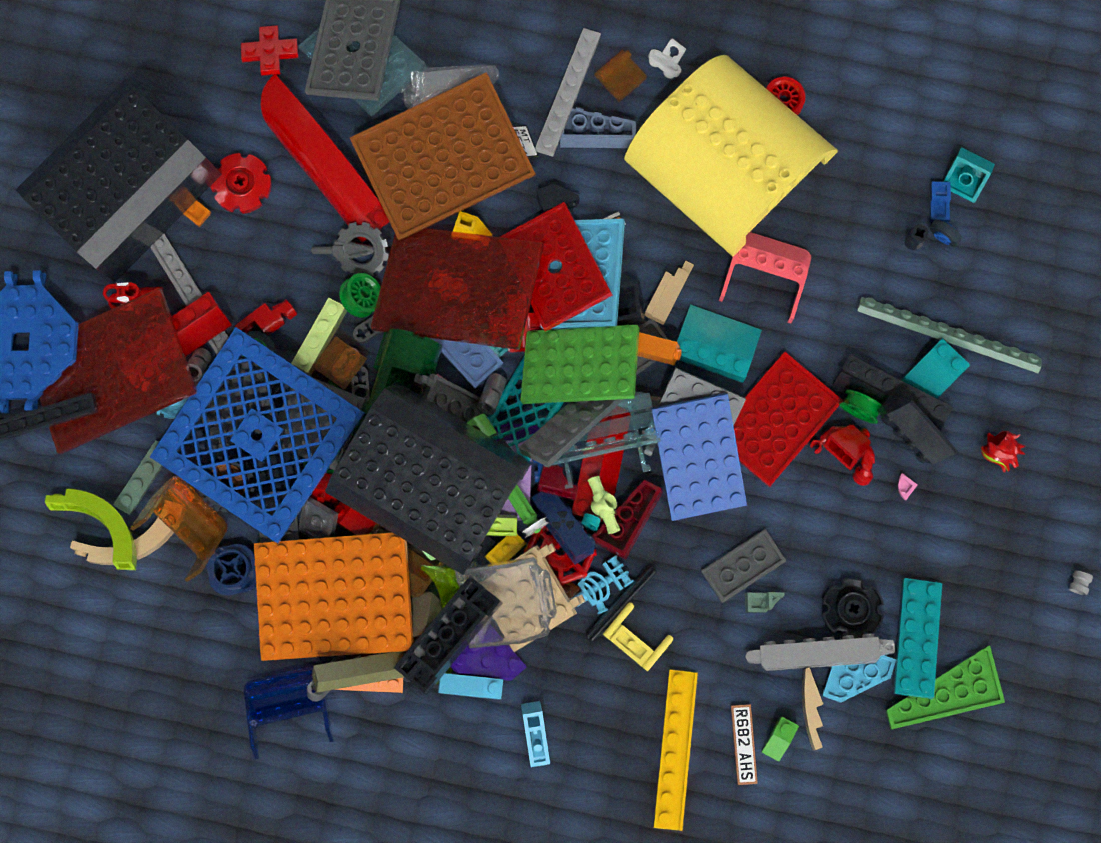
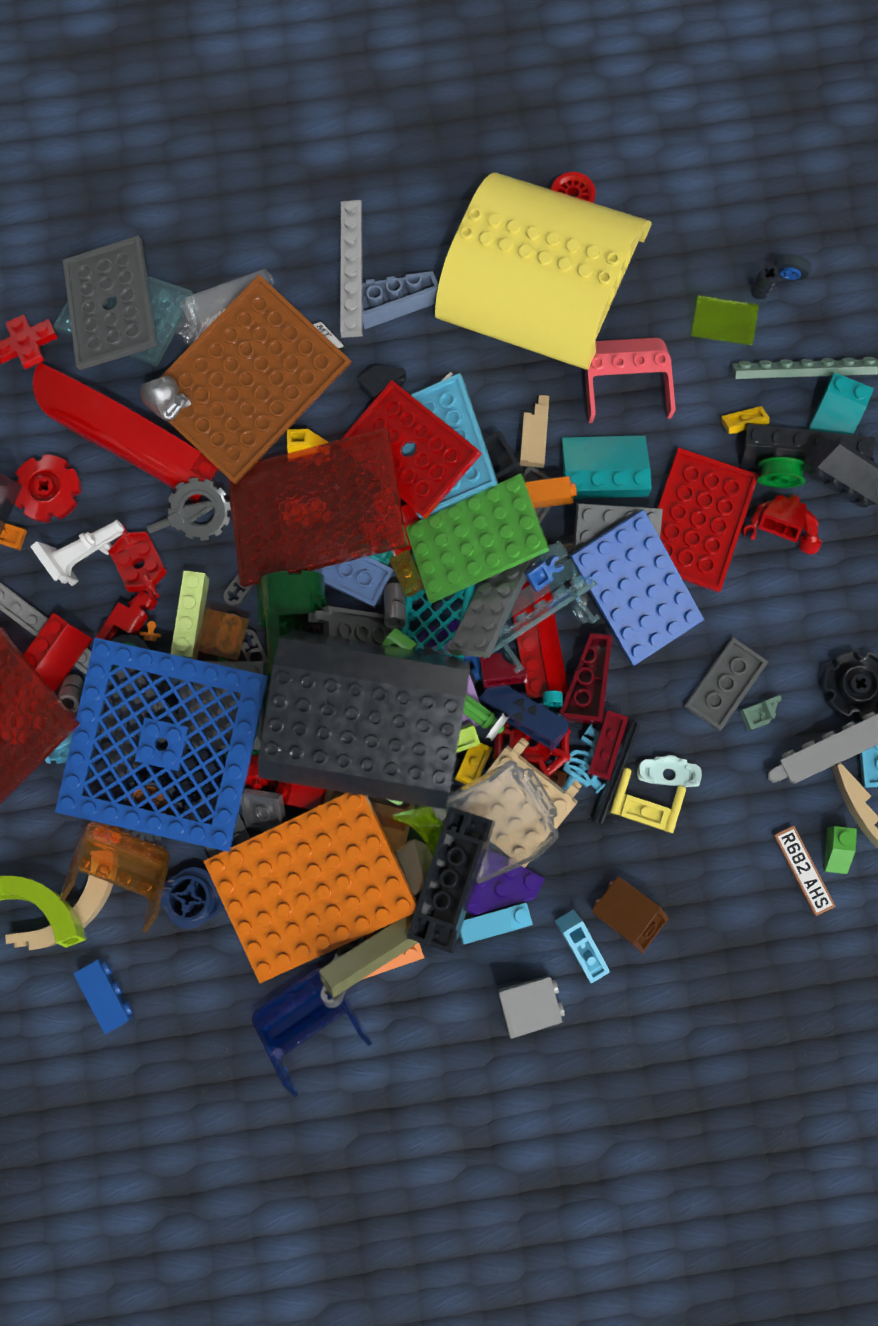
camera: 15 degrees left, 0 degrees up
(132, 621) = (104, 995): none -> blue brick
(138, 483) = (56, 845): sand green plate -> none
(230, 250) = (61, 561): none -> white piece
(280, 340) = (150, 635): none -> orange plate
(288, 263) = (129, 551): none -> red plate
(360, 295) = (215, 555): green wheel -> none
(367, 146) = (163, 397): none -> flat silver piece
(473, 764) = (530, 1006): none -> light grey slope
(513, 370) = (407, 573): none -> clear yellow plate
(585, 723) = (630, 914): none -> reddish brown slope
(603, 505) = (559, 675): yellowish green pin -> none
(620, 75) = (398, 234): clear orange plate -> none
(621, 414) = (541, 573): none -> blue plate
(621, 577) = (607, 745): none -> dark red plate
(652, 613) = (685, 773): none -> light aqua piece
(665, 61) = (438, 204): white bracket -> none
(675, 750) = (735, 905): yellow plate -> none
(843, 348) = (737, 421): none -> yellow plate
(871, 256) = (725, 320): none -> clear neon green piece
(905, 486) = (857, 538): bright pink tile -> none
(939, 201) = (770, 239): blue slope -> none
(968, 174) = (788, 203): teal slope -> none

